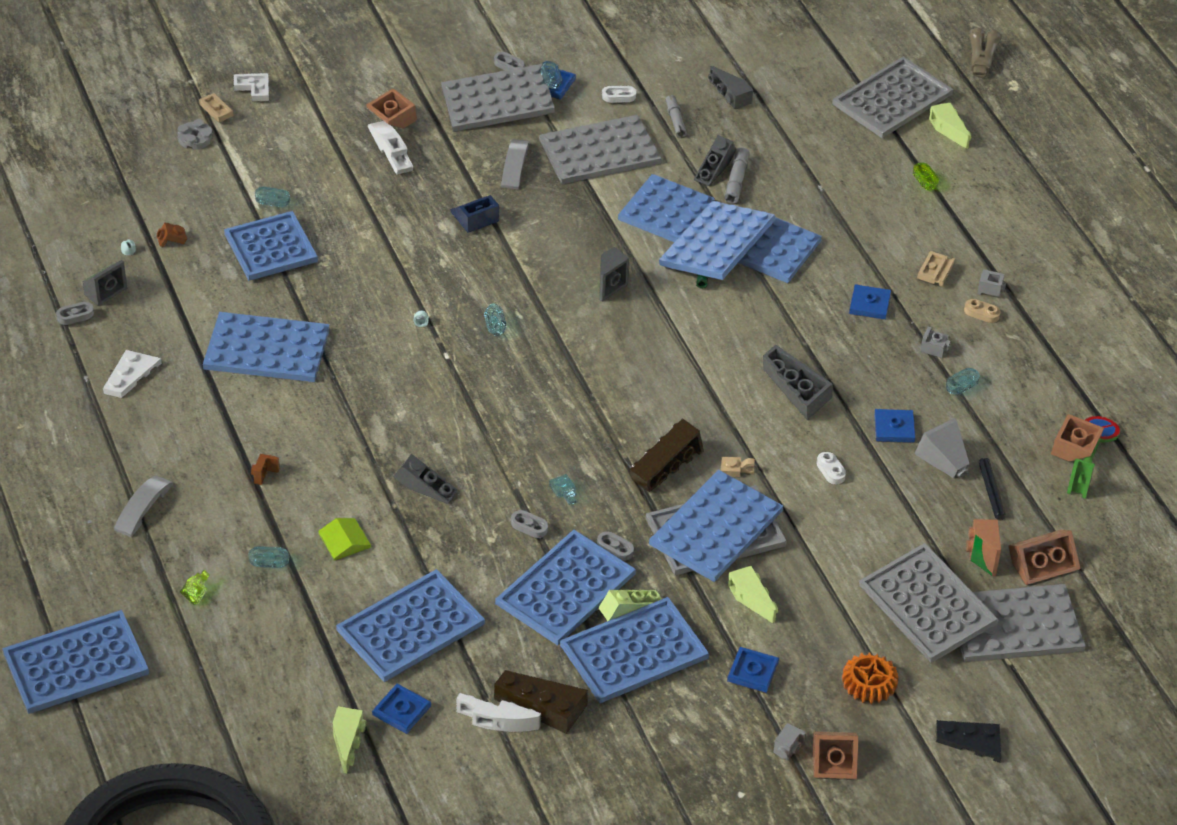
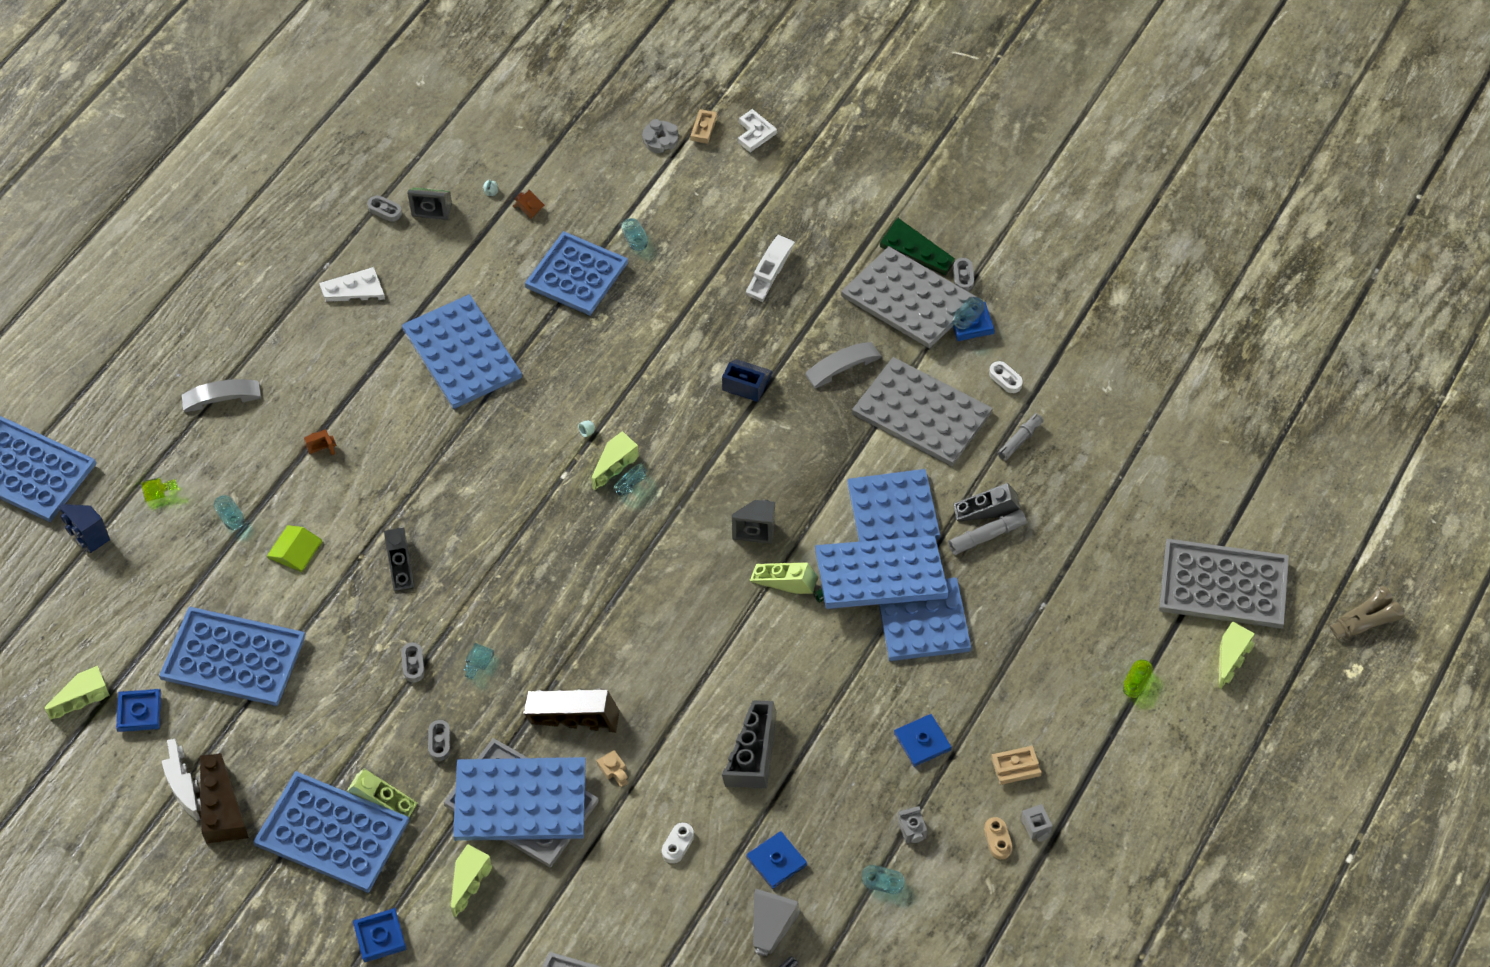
camera: 55 degrees right, 10 degrees up
(186, 645) = (85, 525): none -> dark blue slope
(394, 109) = (810, 238): nougat slope -> none
(446, 71) = (917, 247): none -> dark green wing
(466, 318) = (616, 455): none -> yellowish green slope
(564, 587) = (363, 732): medium blue plate -> none
(668, 289) = (788, 577): none -> yellowish green slope
(733, 88) = (1100, 457): dark grey slope -> none

